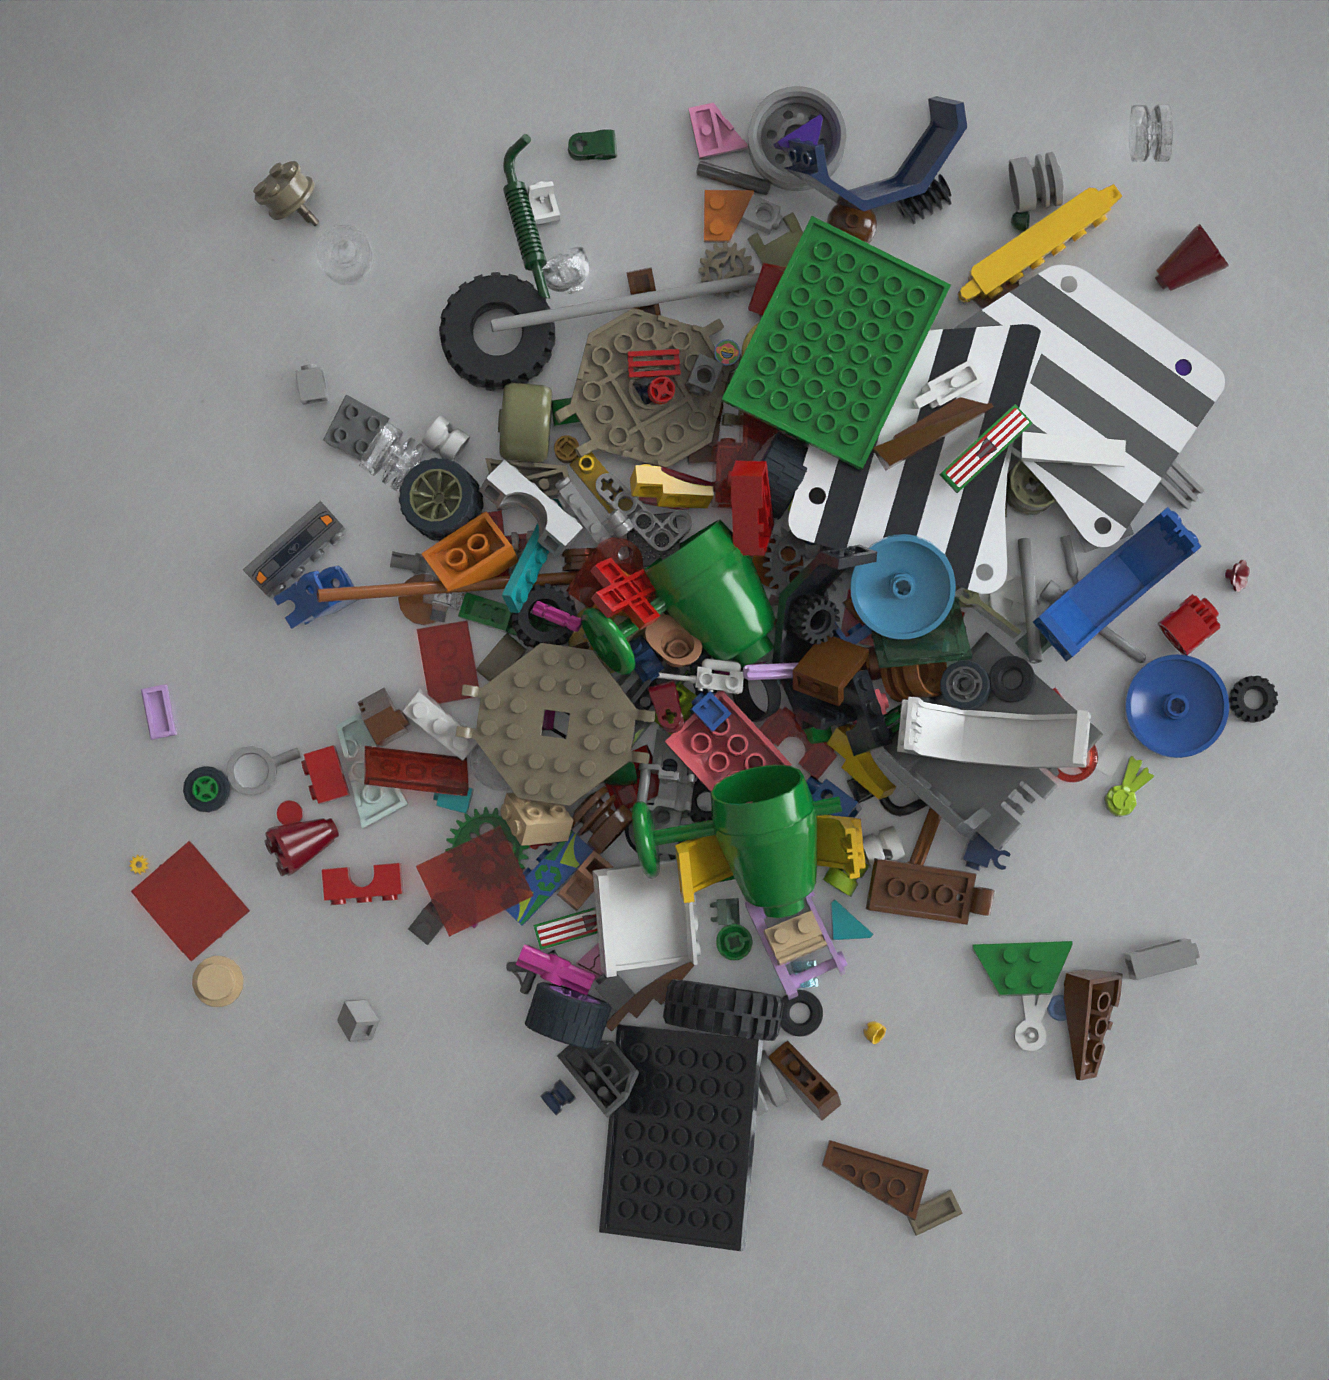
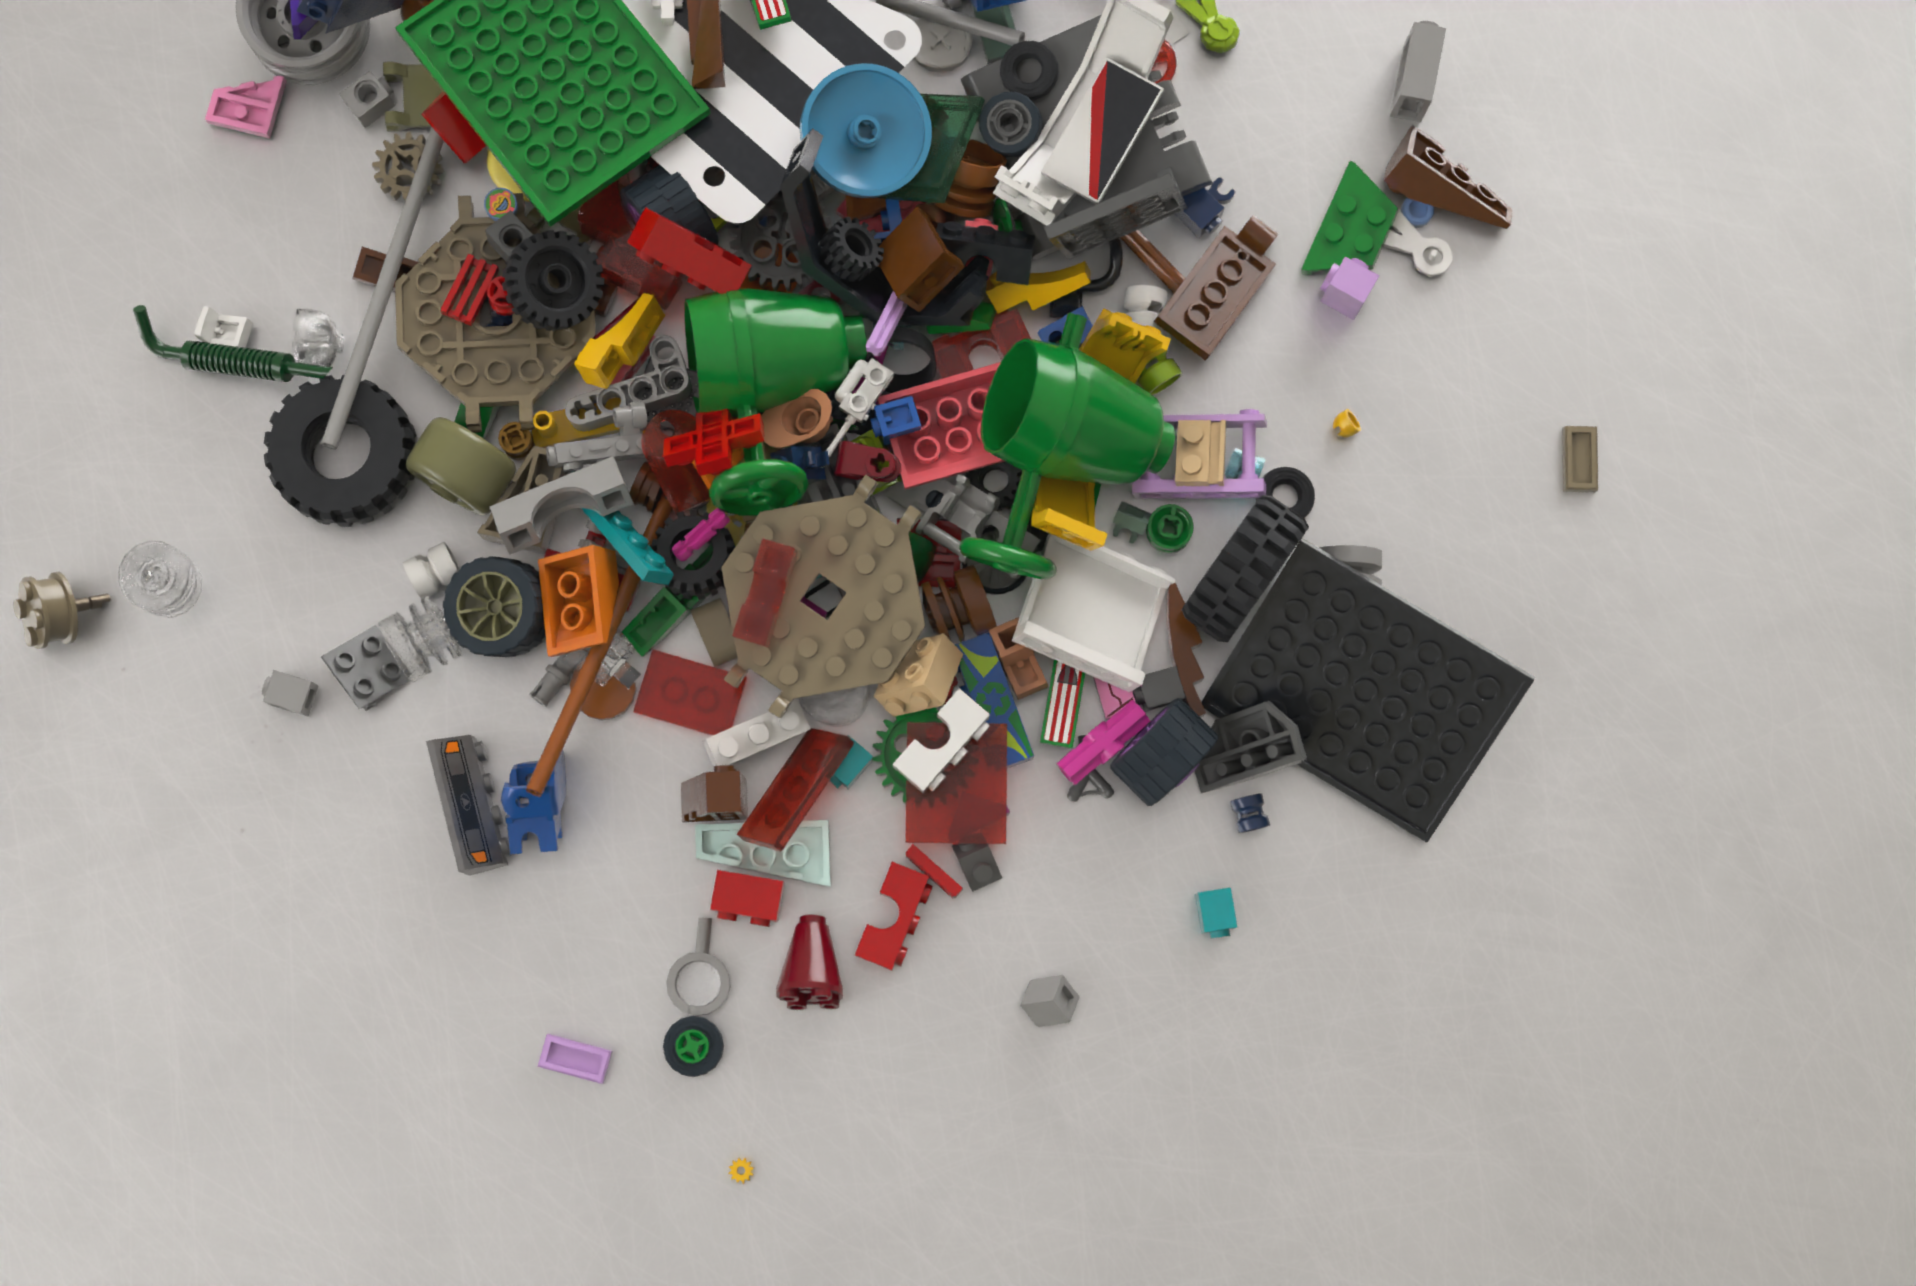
camera: 65 degrees left, 5 degrees down
(190, 901) = (813, 1130): clear red piece -> none
(217, 981) = (923, 1144): tan piece -> none
(289, 812) = (769, 962): red tile -> none
(407, 895) = (934, 872): none -> red tile
(473, 854) = (925, 766): none -> white arch
(476, 1107) = (1216, 912): none -> teal brick
(533, 685) = (768, 588): none -> clear red arch
(596, 145) = (189, 245): dark green piece -> none
(684, 401) = (577, 276): none -> black wheel
(723, 213) = (344, 141): orange wing -> none
(733, 177) = (310, 111): flat silver axle -> none
(805, 1080) = (1368, 523): reddish brown slope -> none
(846, 925) = (1210, 395): teal slope -> none
(884, 1178) = (1516, 493): reddish brown wing -> none
(973, 985) = (1348, 286): none -> lavender brick
(976, 603) = (945, 65): olive flag -> none
(986, 755) = (1102, 131): none -> tile

